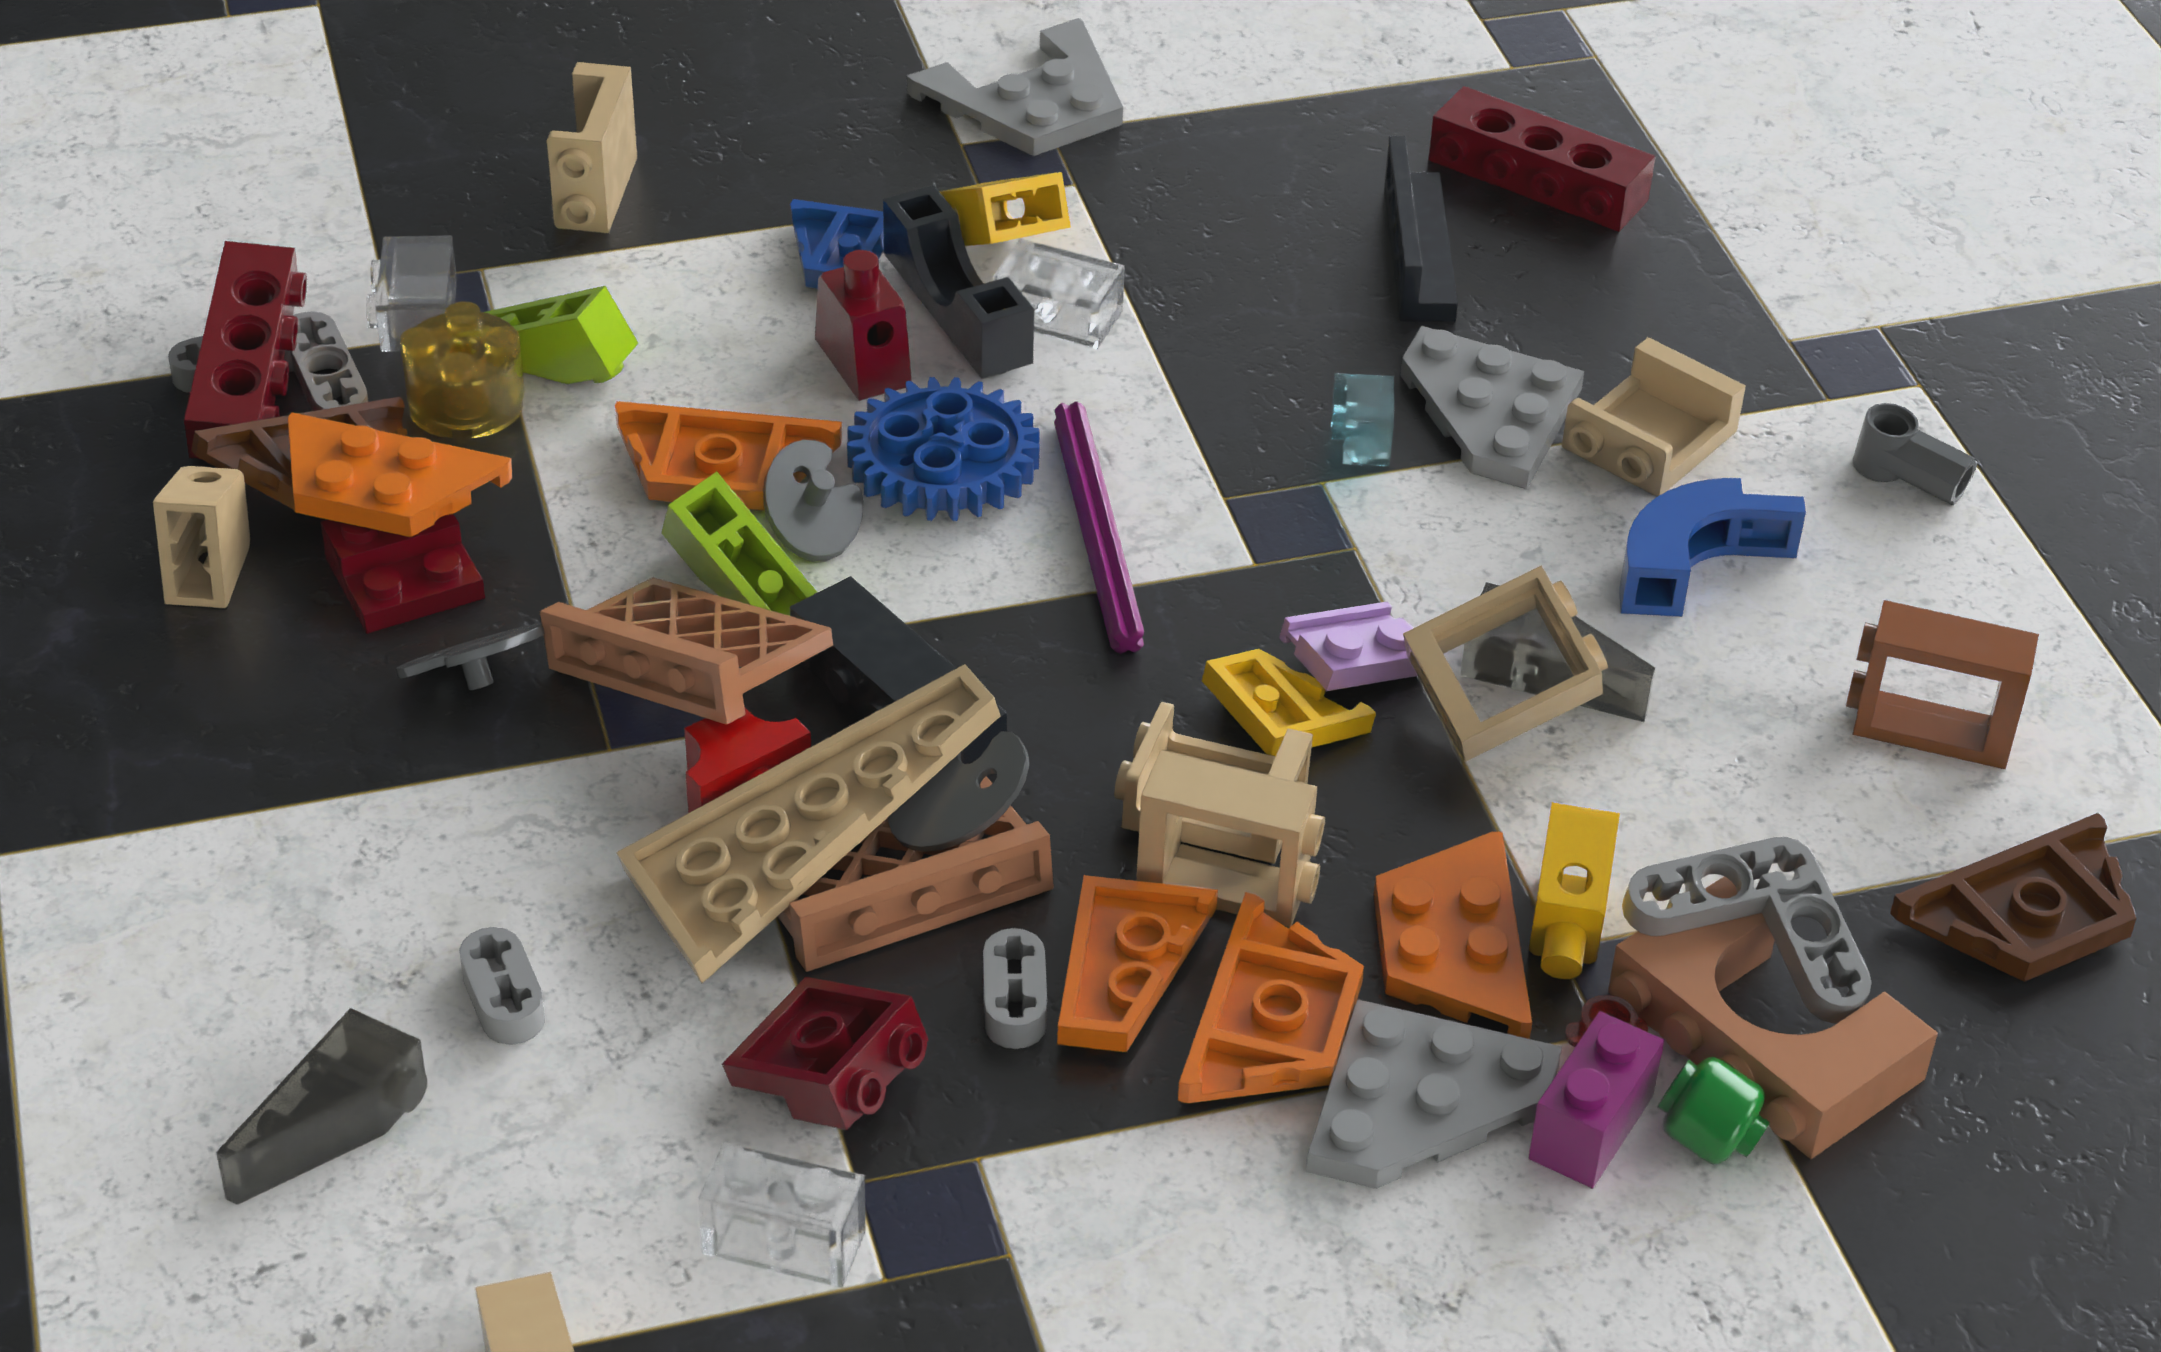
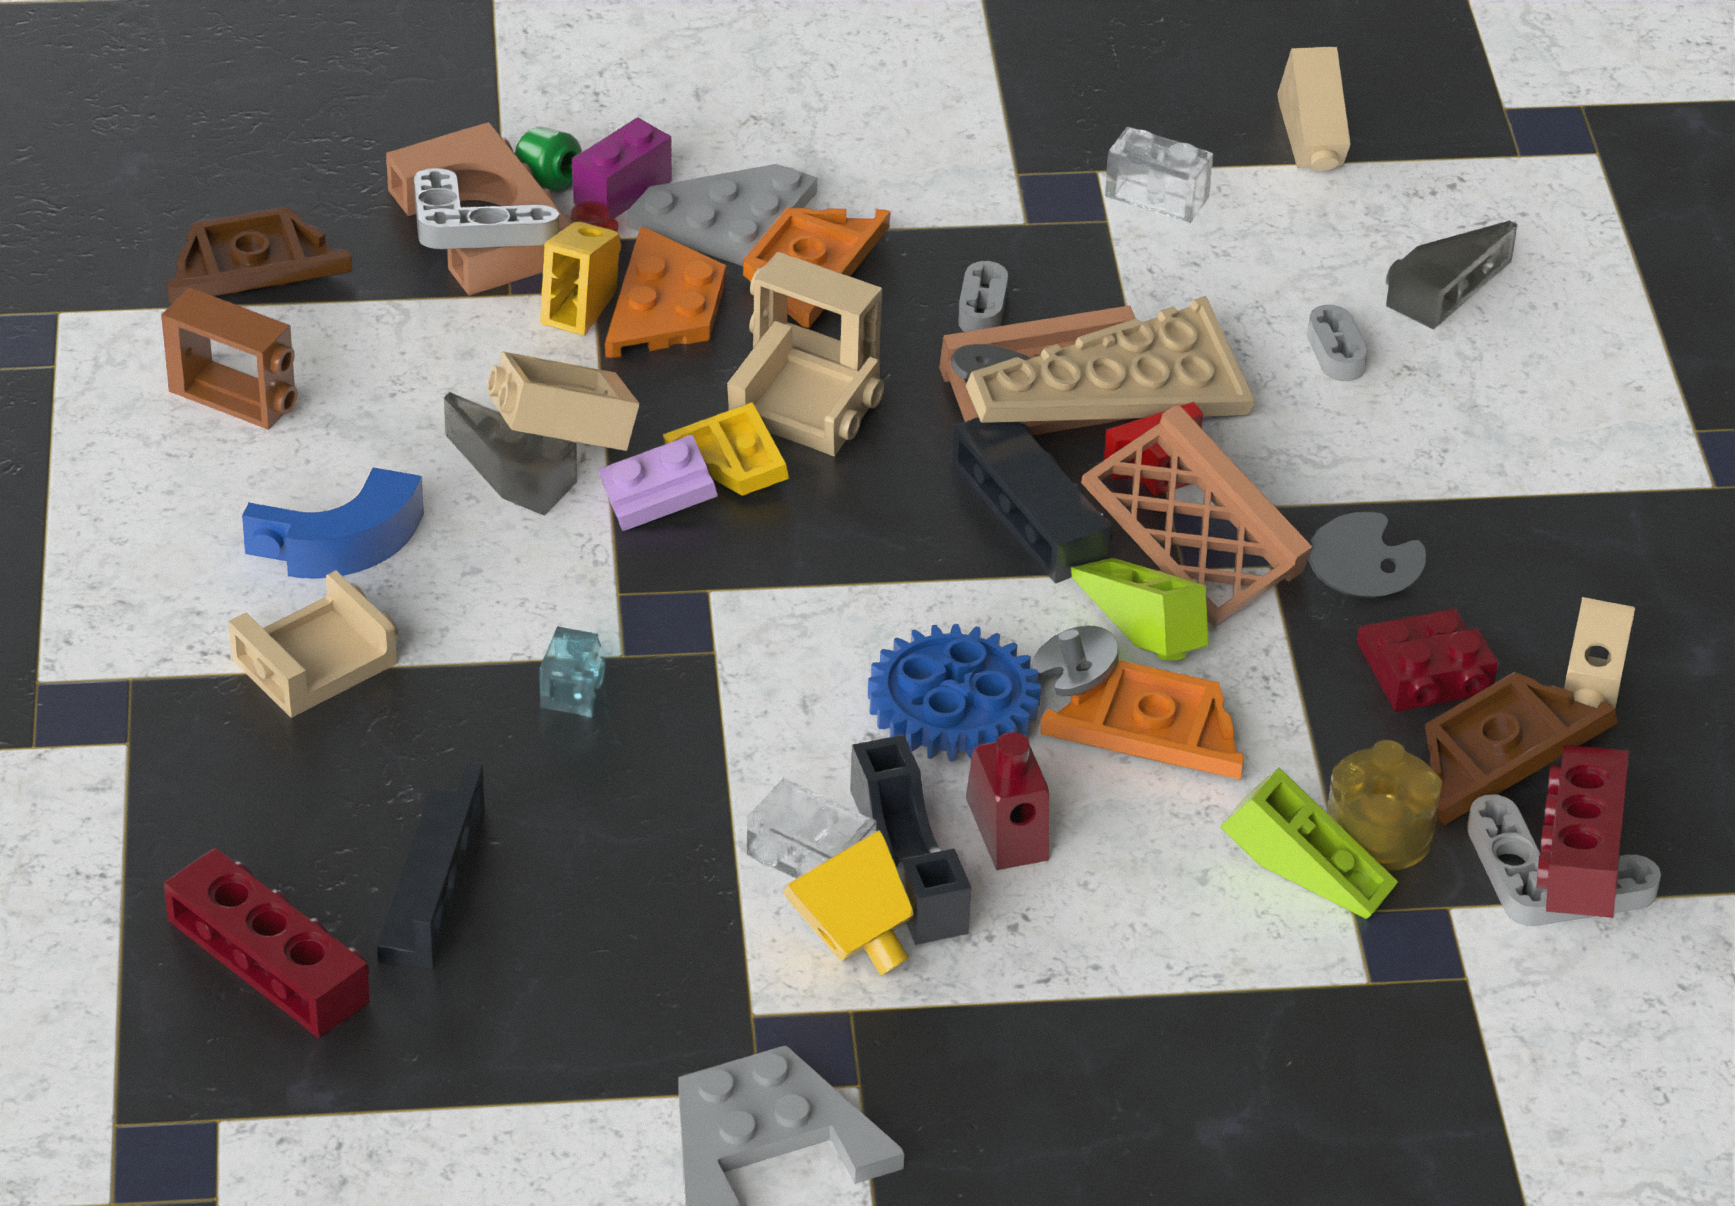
camera: 170 degrees left, 0 degrees up
(382, 476) = (1448, 664): orange wing -> none
(410, 285) = (1433, 916): clear brick -> none
(595, 163) = (1246, 1052): tan panel -> none
(830, 232) = (1013, 933): blue wing -> none
(830, 1050) = (1118, 256): dark red plate -> none
(1099, 528) = (834, 626): magenta axle -> none
(1125, 956) = (912, 295): orange wing -> none
(1491, 401) = (440, 699): light grey plate -> none
(1895, 449) = (110, 579): dark grey piece -> none

